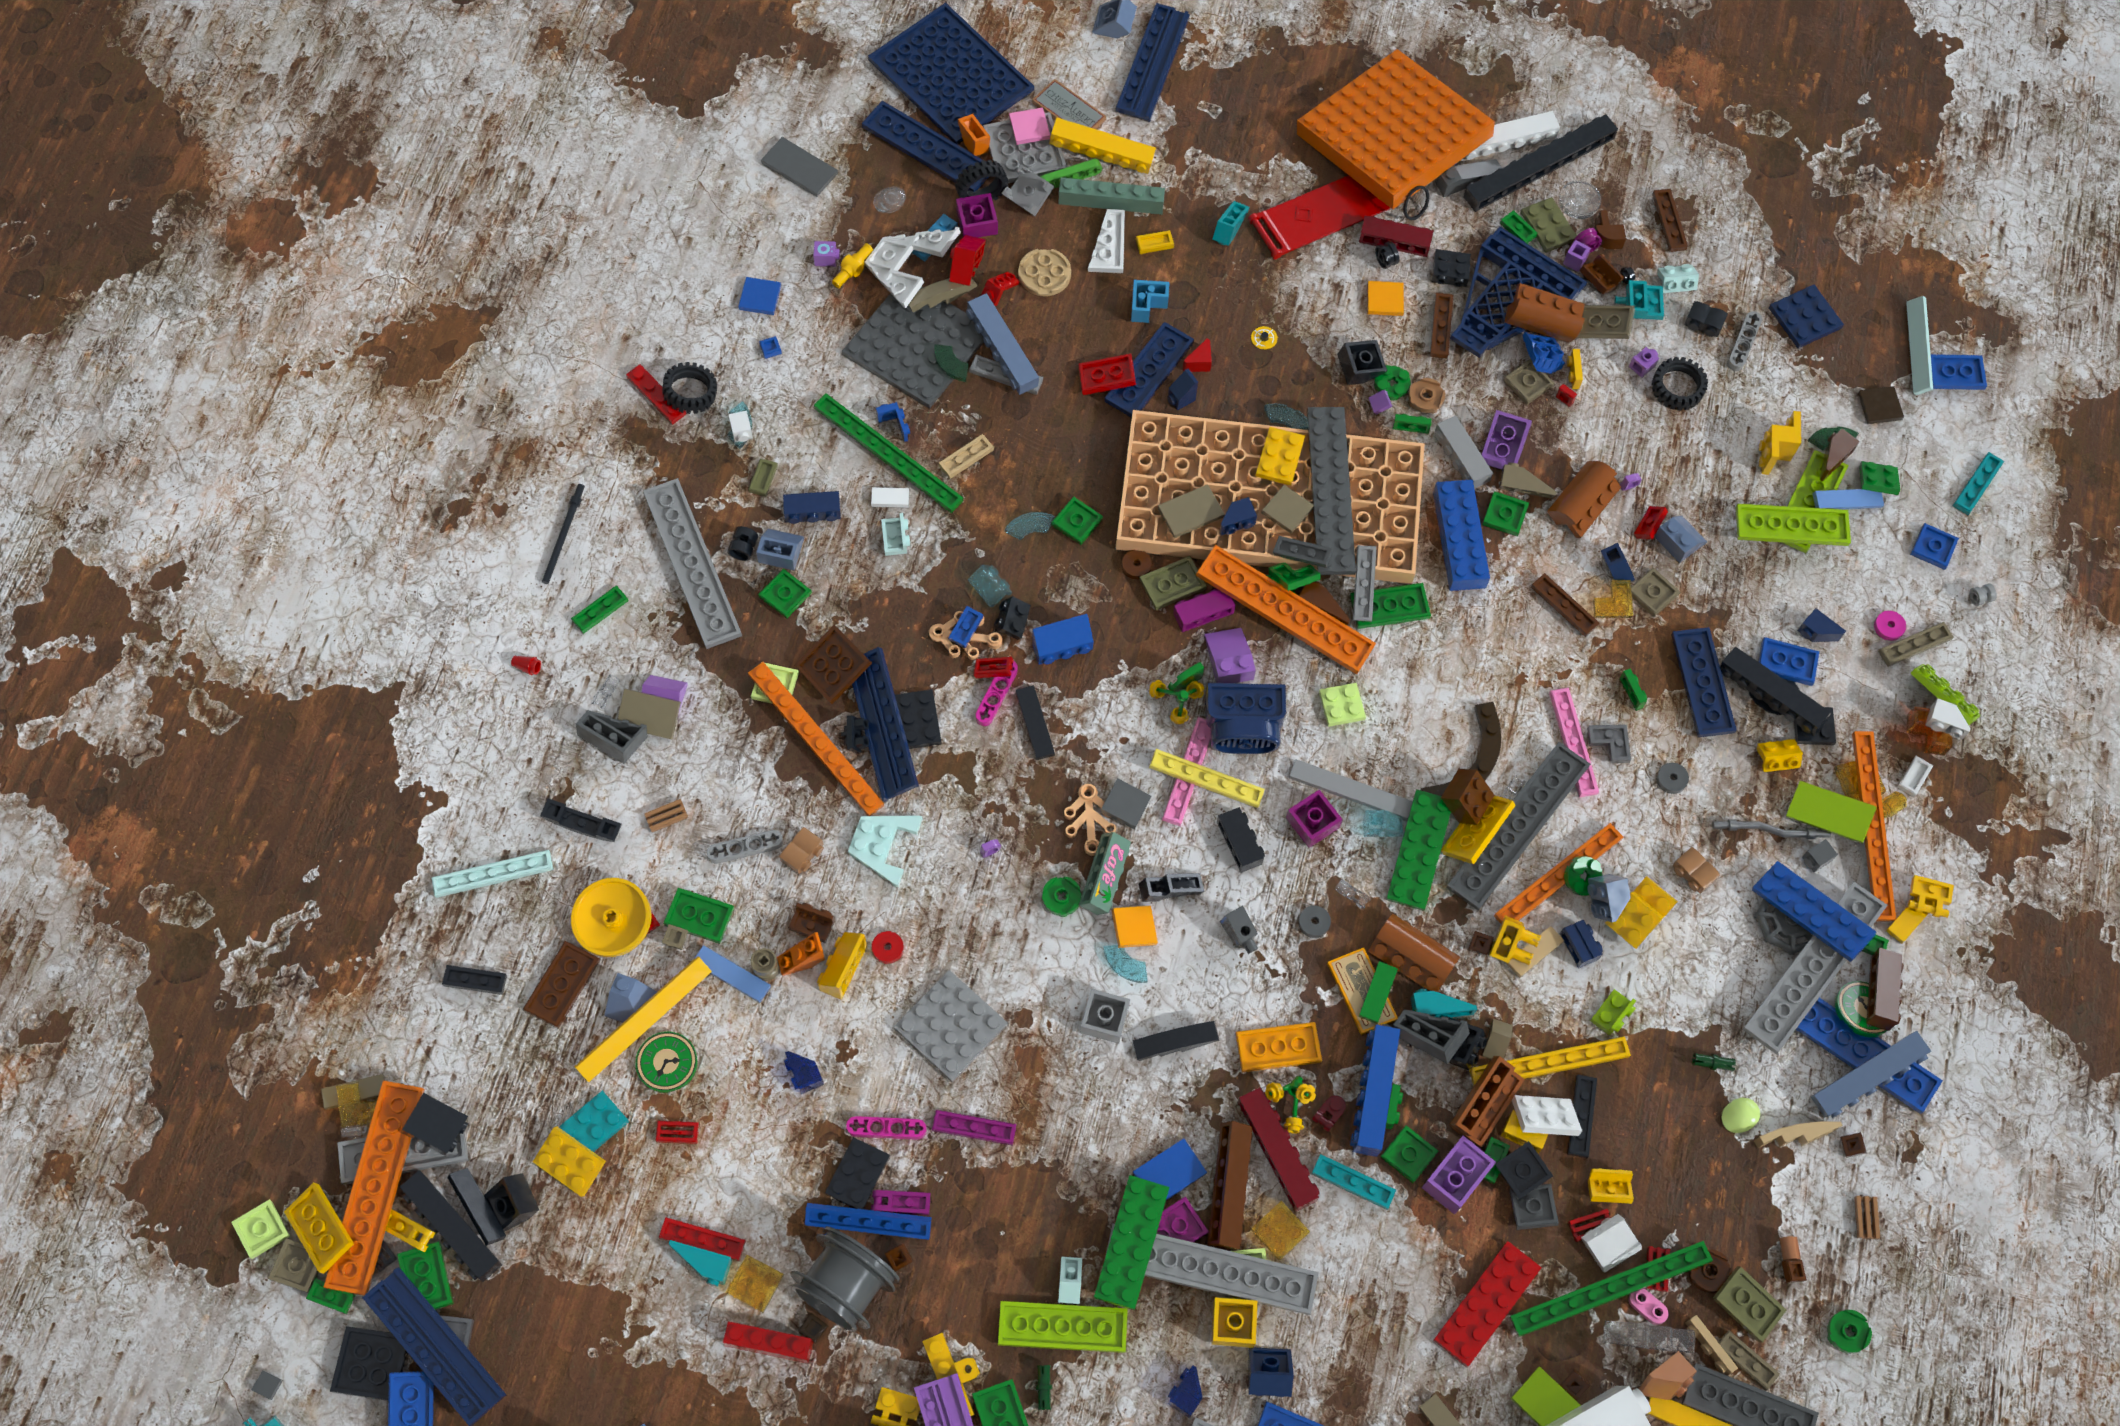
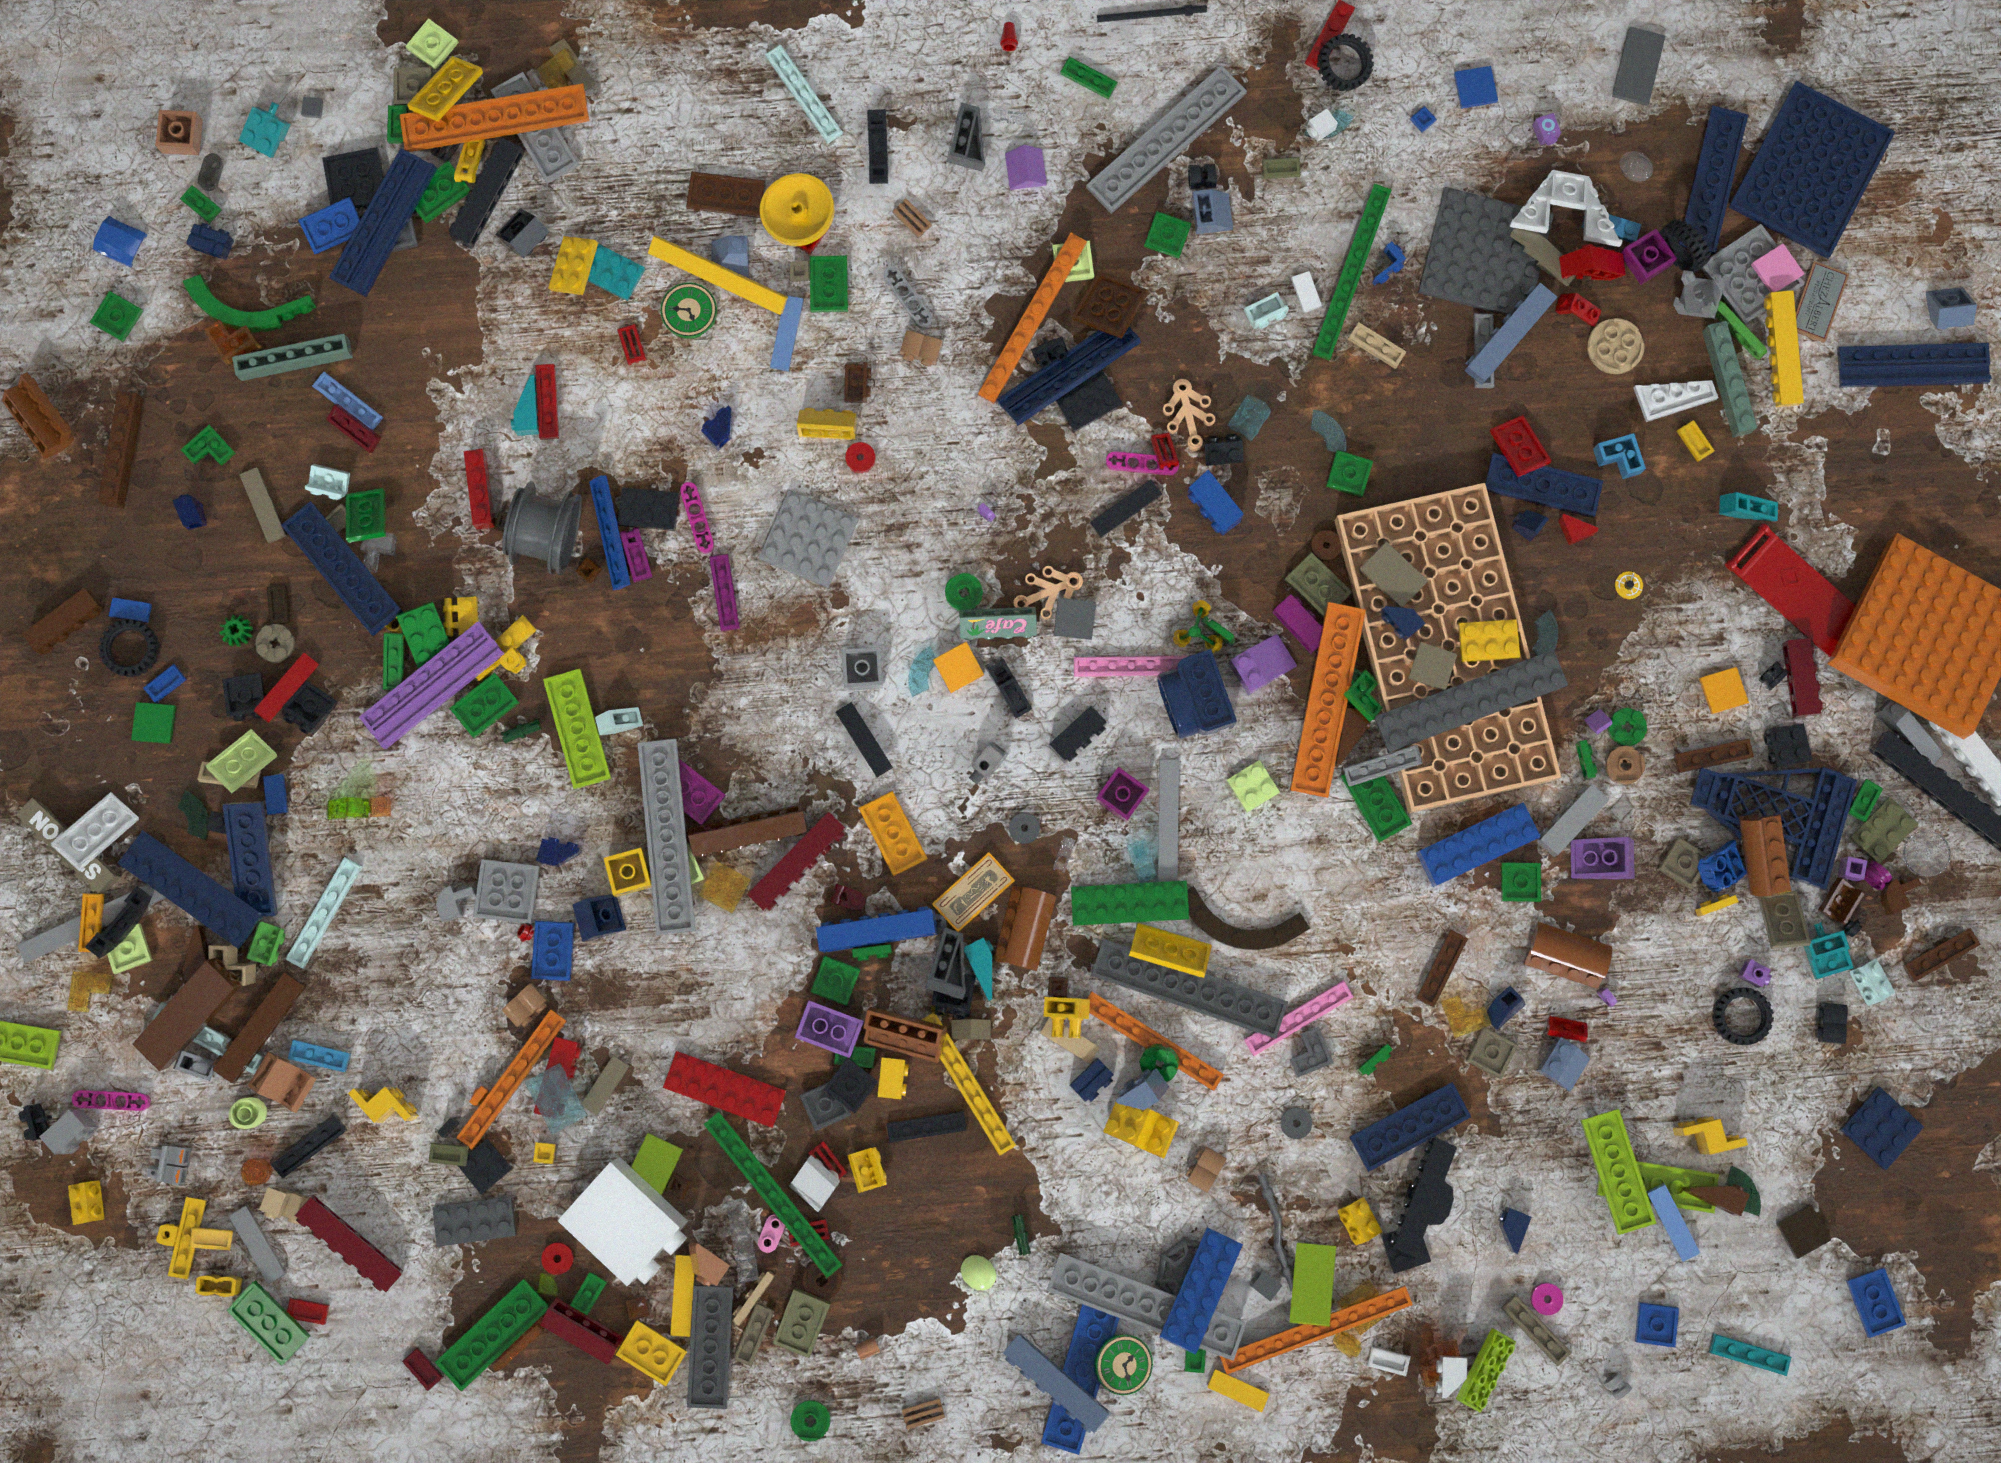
camera: 70 degrees right, 15 degrees up
(435, 1124) = (560, 142): black brick -> none
(474, 979) = (702, 120): black plate -> none
(476, 1206) = (509, 206): black tile -> none
(654, 711) = (1001, 162): dark tan tile -> none
(755, 1283) = (525, 459): clear yellow plate -> none
(764, 964) = (802, 357): dark tan wheel -> none
(802, 955) = (822, 386): orange slope -> none
(811, 507) = (1265, 224): dark blue brick -> none
(852, 265) = (1544, 160): yellow pin -> none
(874, 840) = (955, 408): light aqua wing -> none
(949, 363) = (1469, 292): clear green tile -> none
(966, 627) = (1193, 410): blue plate -> none
(974, 135) = (1743, 218): orange slope -> none
(1131, 1242) = (663, 760): green plate -> none
(1173, 1168) = (744, 774): blue tile -> none
(1206, 778) = (1127, 683): light yellow tile -> none
(1299, 1091) = (845, 866): yellow plant -> none
(1302, 551) = (1387, 694): dark grey plate -> none
(1354, 1182) = (791, 938): teal plate -> none
(1361, 361) = (1635, 688): black slope -> none
(1378, 992) = (974, 906): green tile -> none
(1407, 199) = (1851, 675): black piece -> none
(1467, 796) = (1194, 930): reddish brown brick -> none
(1522, 481) = (1562, 886): dark tan slope -> none
(1546, 1115) = (910, 1092): white plate -> none
(1566, 395) = (1681, 904): red tile -> none
(1612, 1012) = (1037, 1128): lime bracket -> none
(1745, 341) = (1823, 1071): light grey beam -> none
(1789, 660) = (1466, 1205): blue tile -> none
(1794, 1271) = (848, 1357): reddish brown tile -> none
(1802, 1132) = (981, 1337): tan slope -> none
(1853, 1145) = (987, 1385): reddish brown tile -> none
(1879, 478) = (1712, 1249): green plate -> none
(1884, 989) = (1147, 1378): brick -> none
(1919, 345) = (1892, 1255): light aqua tile -> none
(1930, 890) = (1267, 1402): yellow plate -> none

